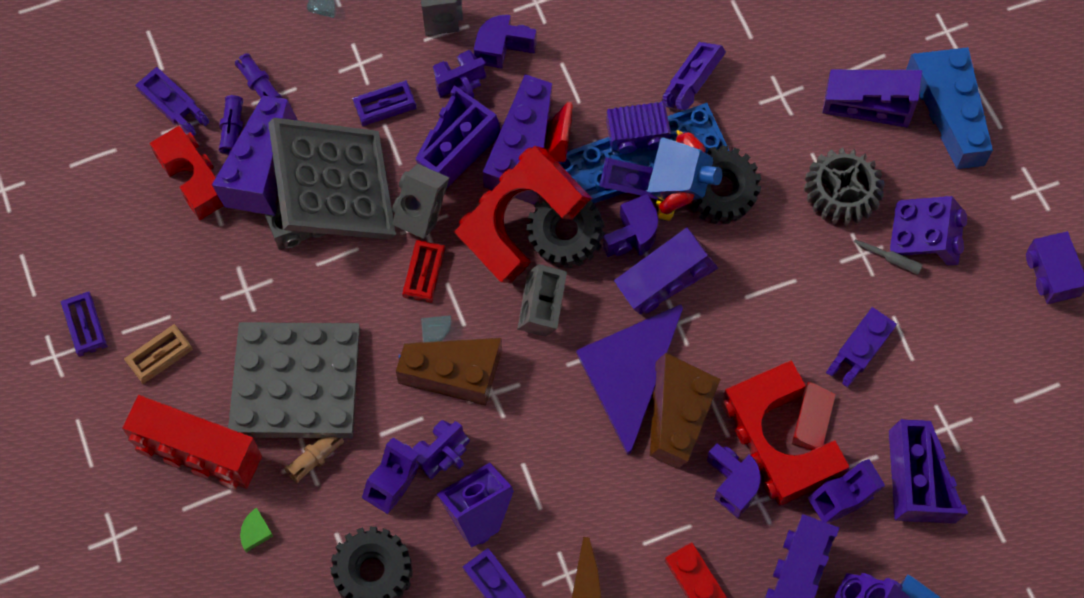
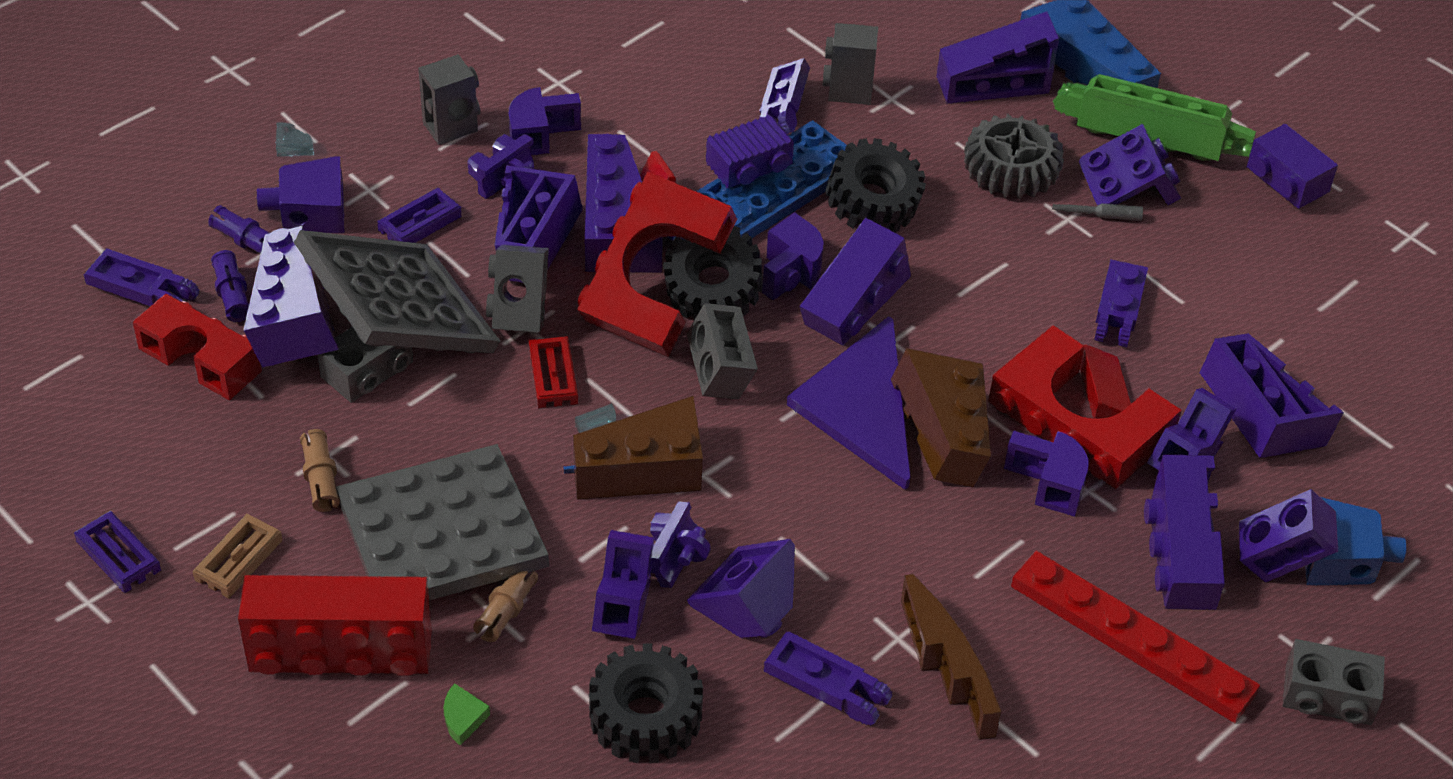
camera: 25 degrees left, 20 degrees down
(233, 304) = (319, 470): none -> medium nougat pin
(312, 61) = (308, 196): none -> dark purple torso
(626, 177) = (775, 202): dark purple hinge -> none
(681, 173) = (830, 173): torso -> none
(754, 63) = (852, 63): none -> dark grey brick
(971, 185) = (1175, 118): none -> bright green hinge

